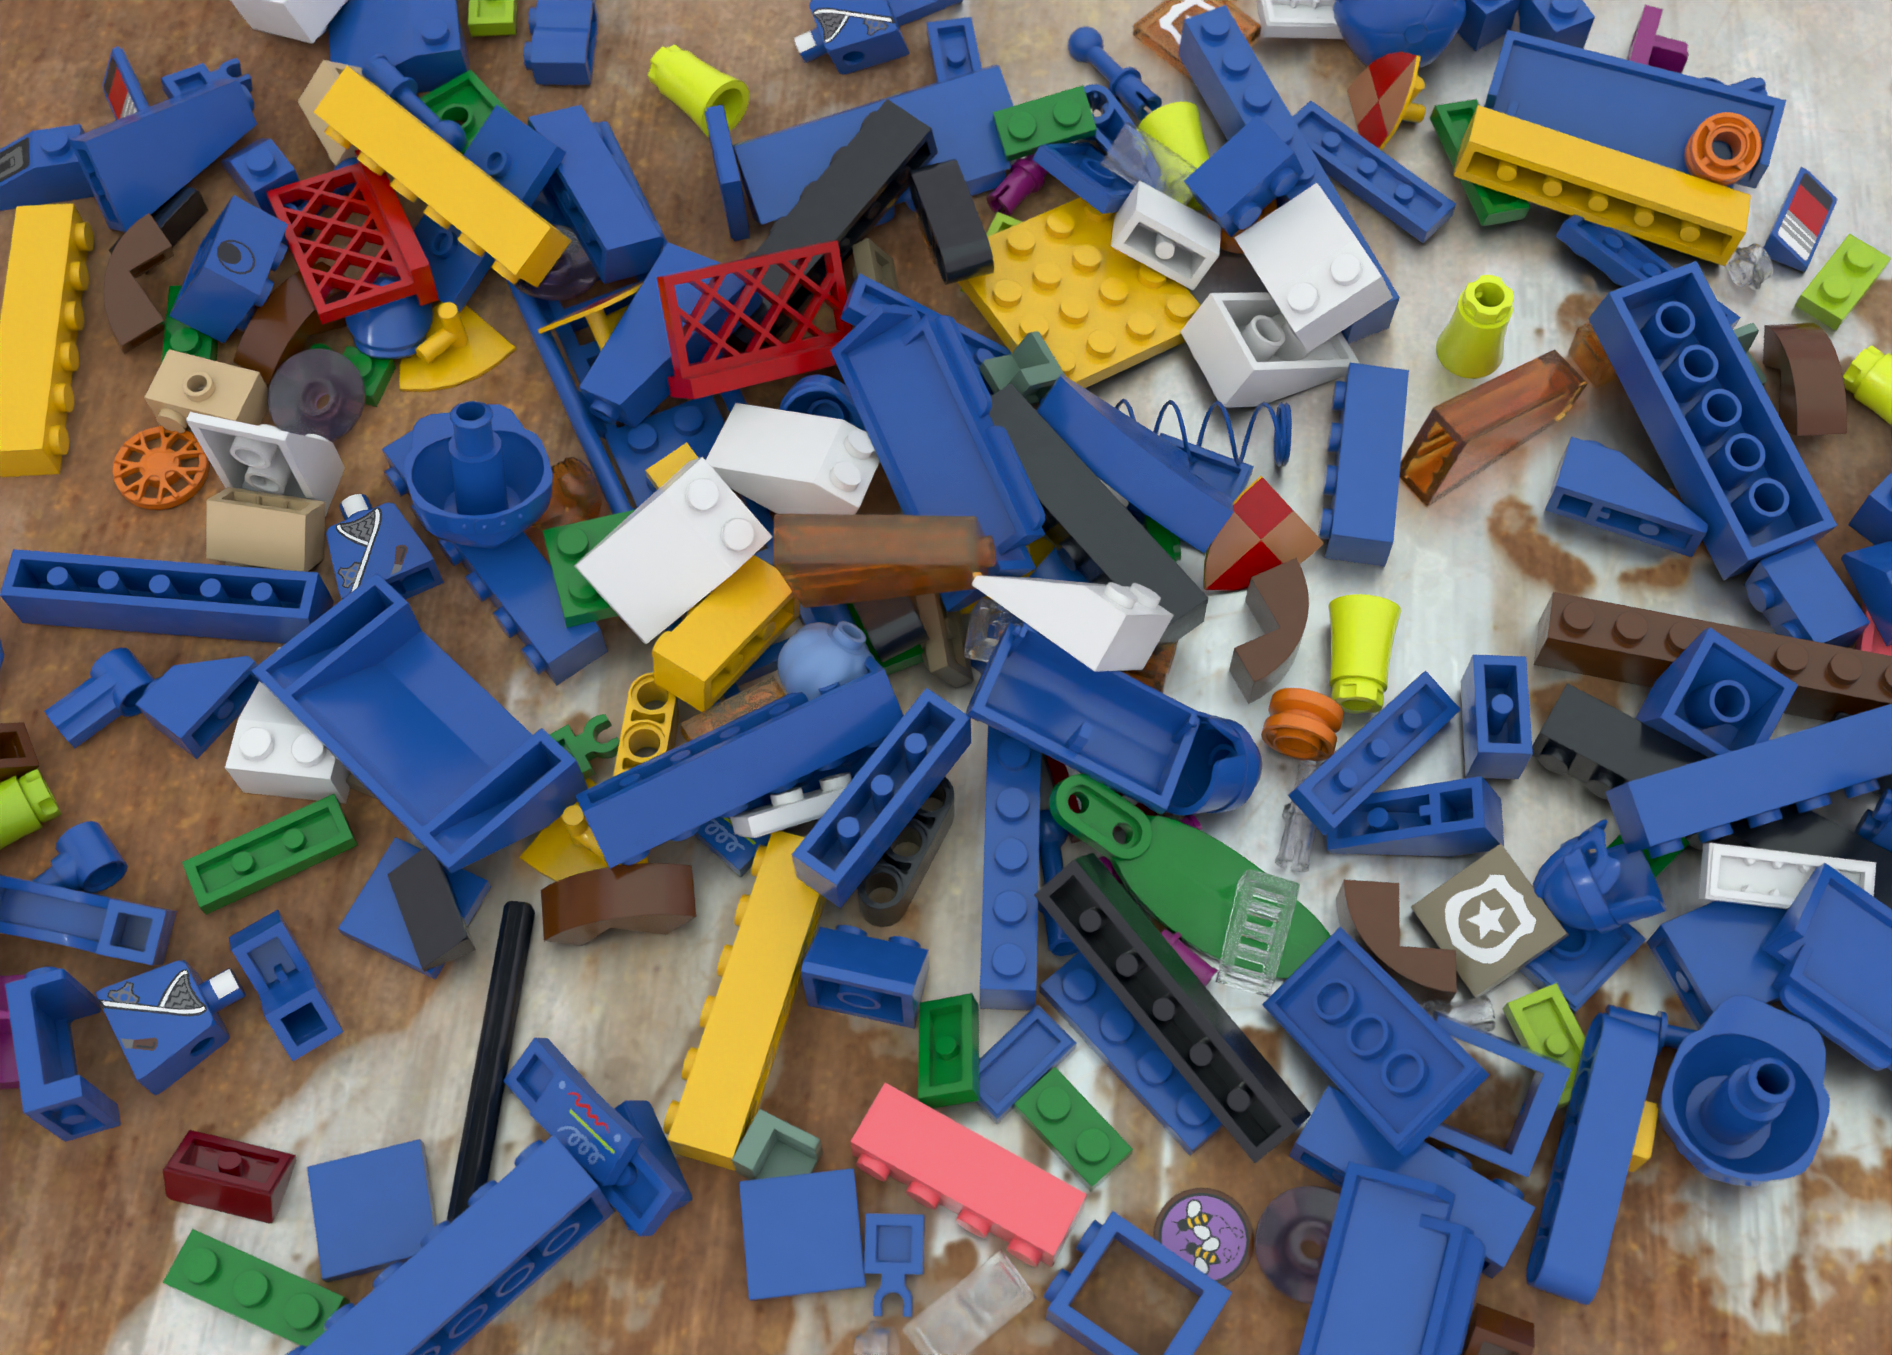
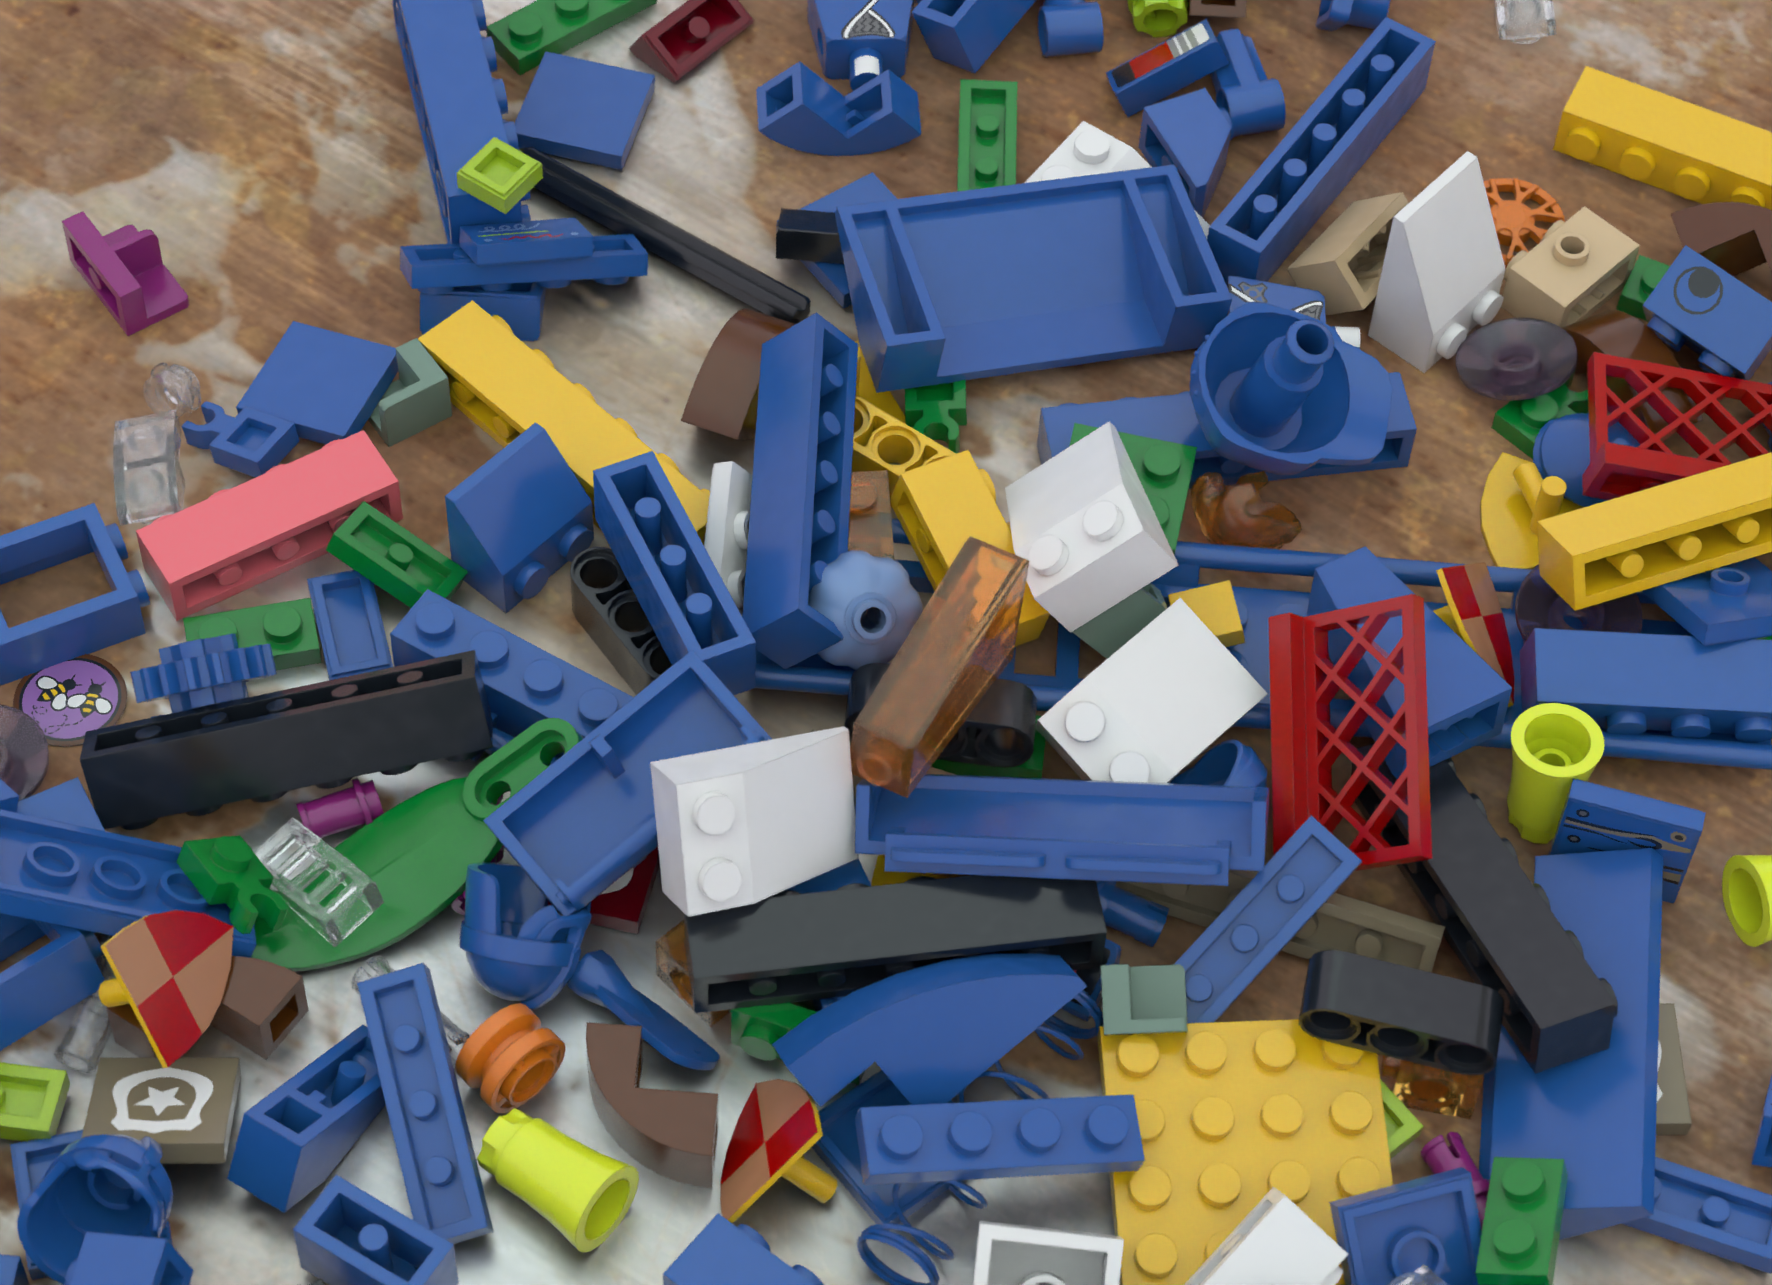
camera: 115 degrees right, 10 degrees down
(107, 759) = (1166, 68): none -> blue slope
(557, 1149) = (499, 175): none -> lime tile
(700, 214) = (1548, 751): none -> neon yellow plant
(1166, 1129) = (203, 673): none -> blue gear
(1186, 394) = (998, 1139): none -> blue plate
(1209, 663) = (604, 984): none -> blue piece
(1302, 980) = (232, 874): none -> green plate
(1426, 941) = (171, 975): none -> shield

